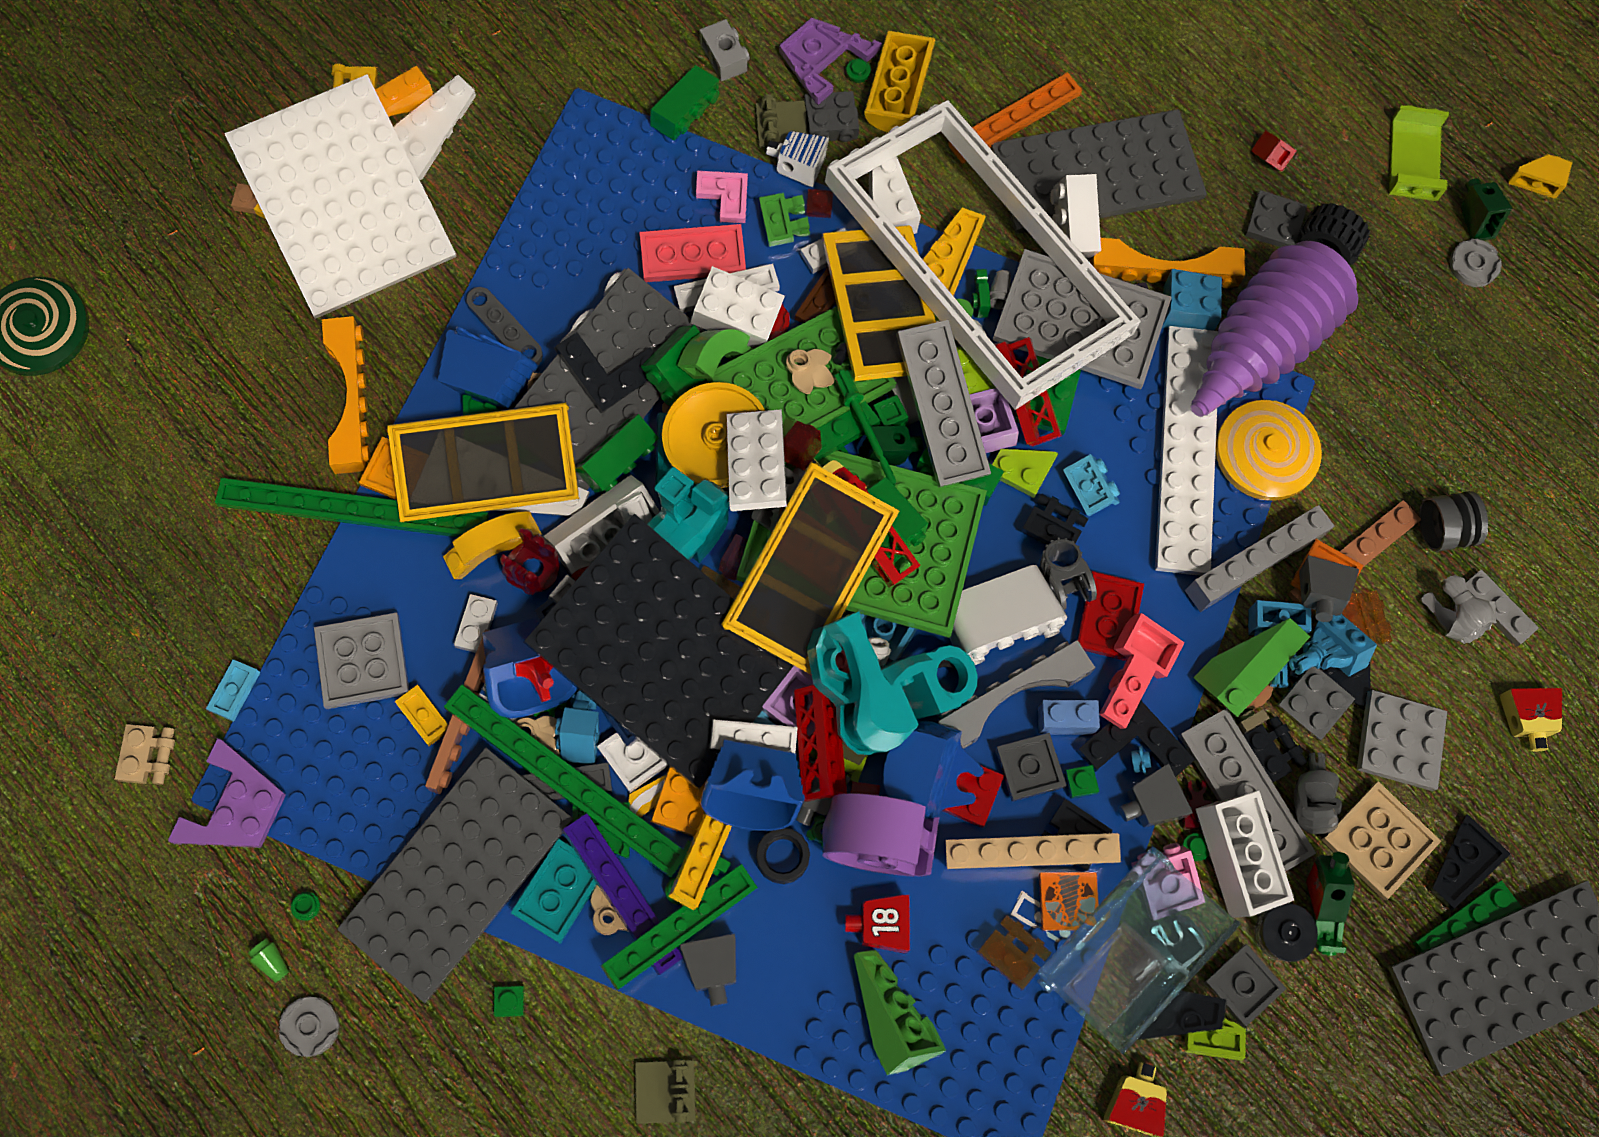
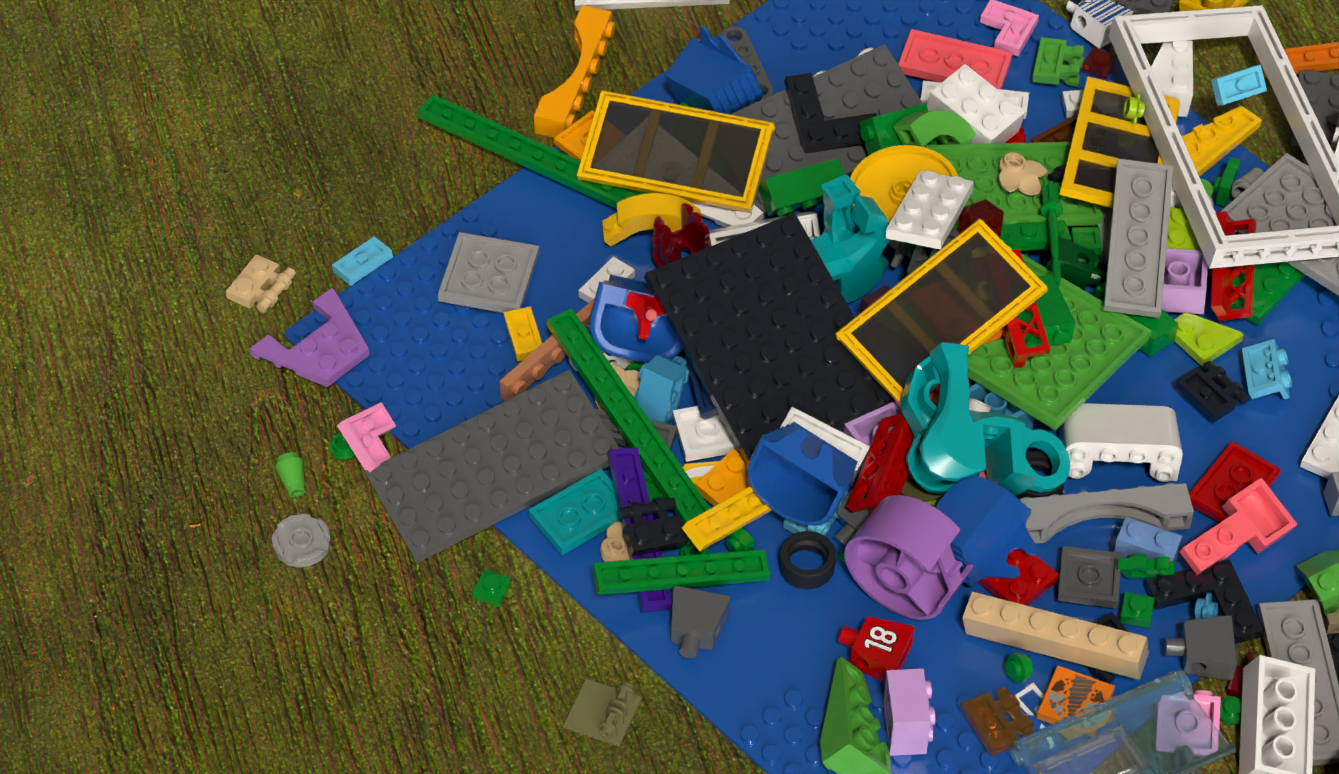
camera: 30 degrees right, 20 degrees down
(318, 891) = (363, 435): none -> bright pink plate
(641, 897) = (652, 535): none -> black plate
(881, 259) = (1133, 108): none -> lime plate
(939, 988) = (908, 711): none -> lavender brick
(967, 203) = (1238, 85): none -> medium azure plate
(1009, 890) = (1019, 667): none -> green plate
(1069, 741) = (1142, 567): none -> green plate
(1077, 569) = (1204, 409): dark grey piece -> none

